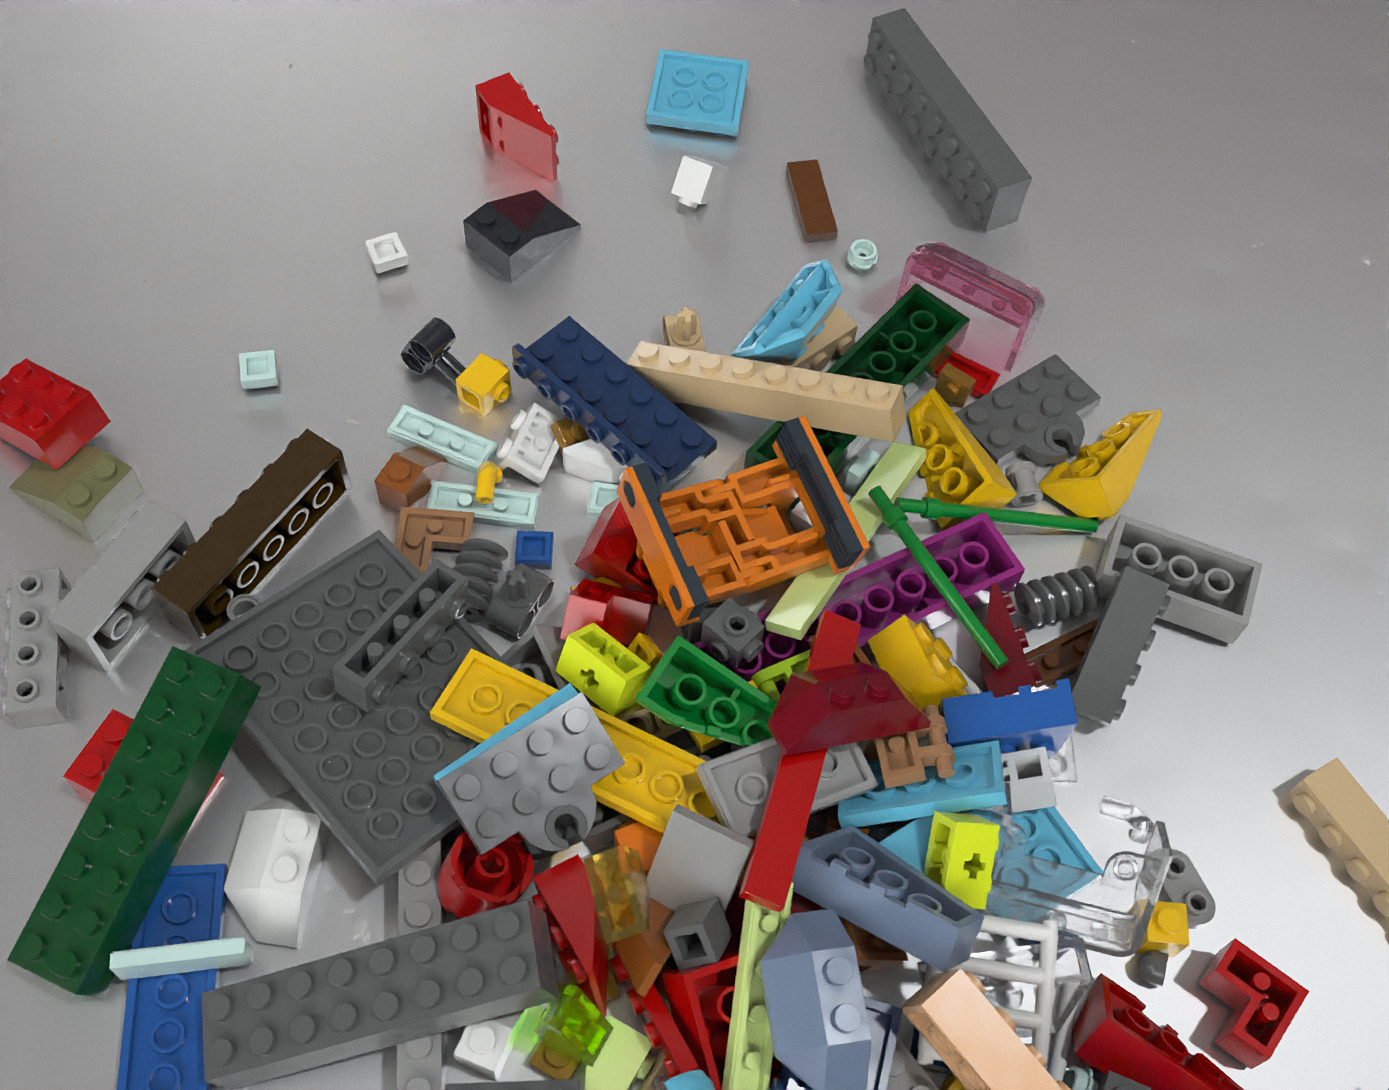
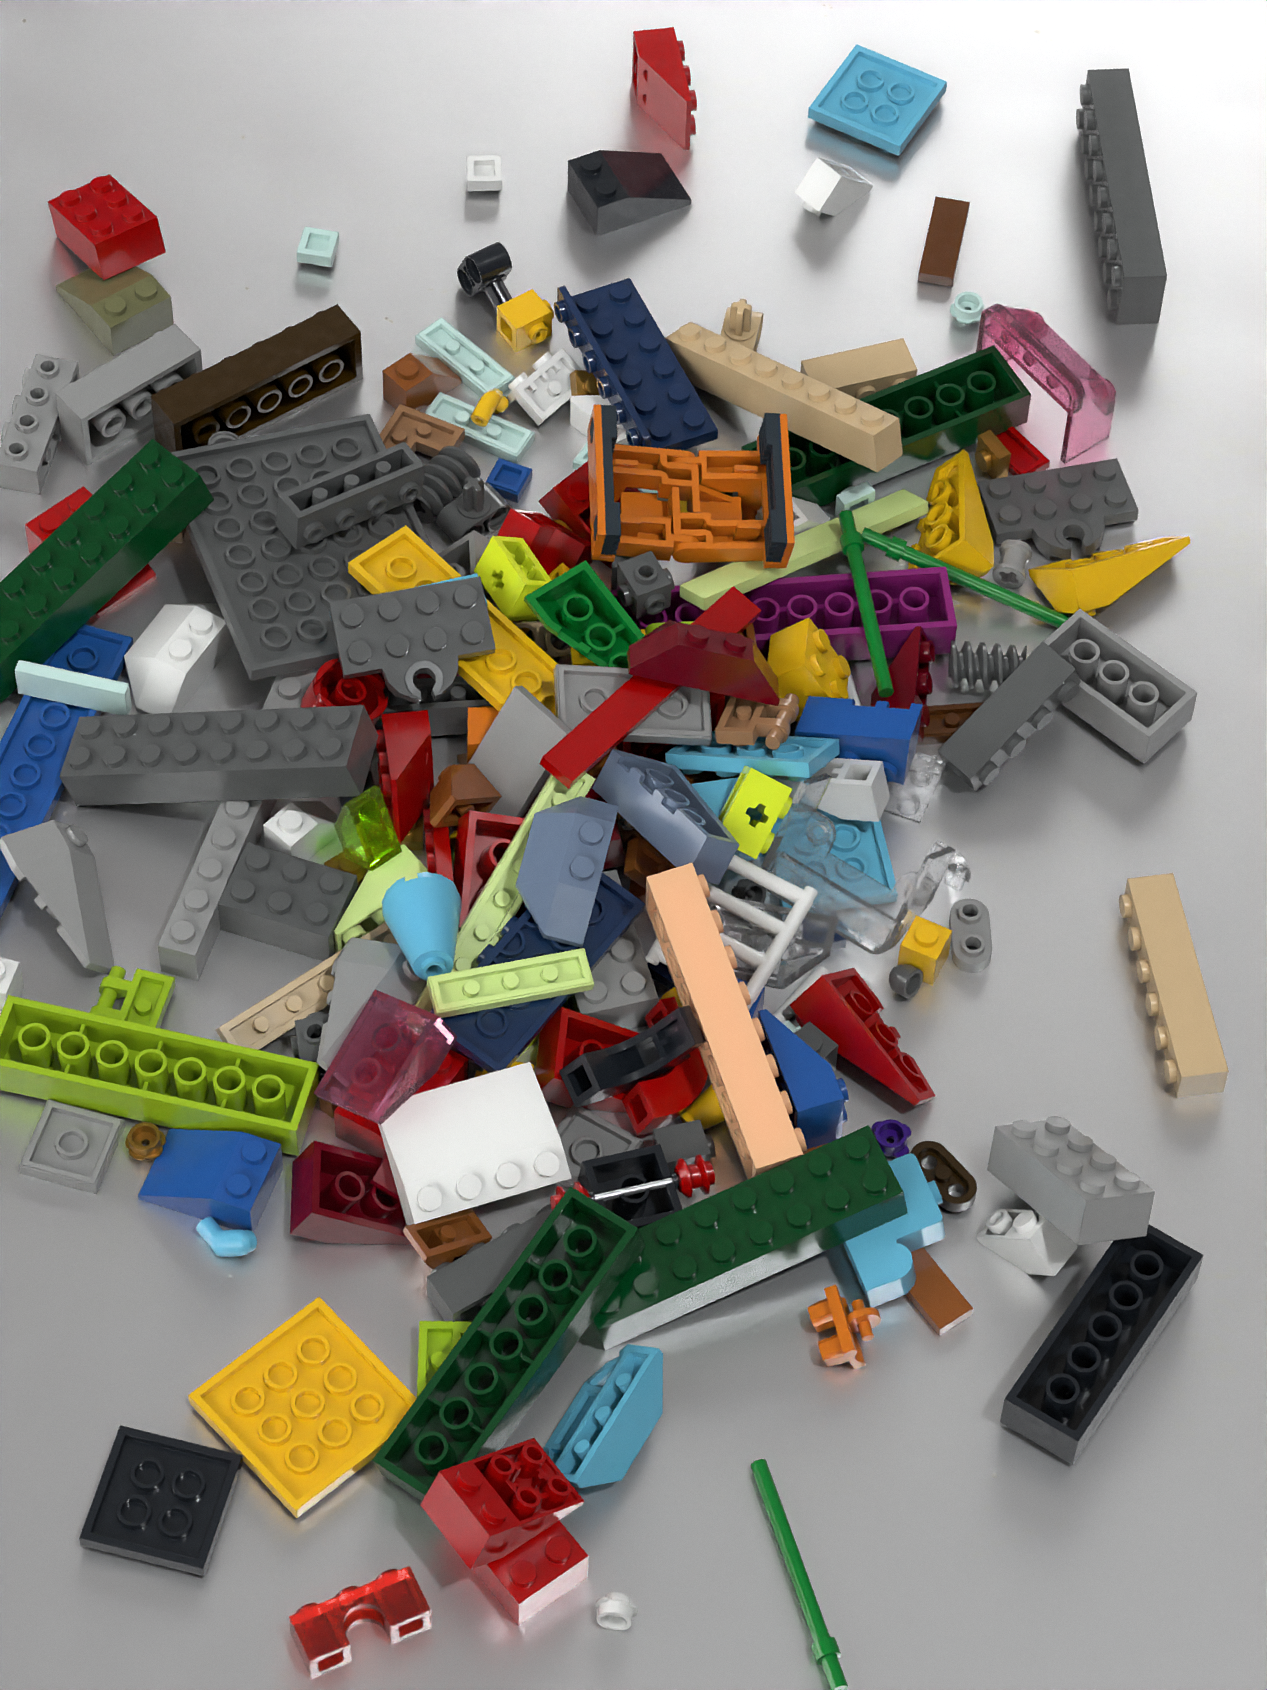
camera: 25 degrees right, 5 degrees down
(619, 892) = (447, 737): clear yellow slope -> none
(698, 933) = (500, 794): dark grey brick -> none
(794, 316) = (843, 341): medium azure wedge -> none
(1261, 1000) = (978, 1028): red brick -> none

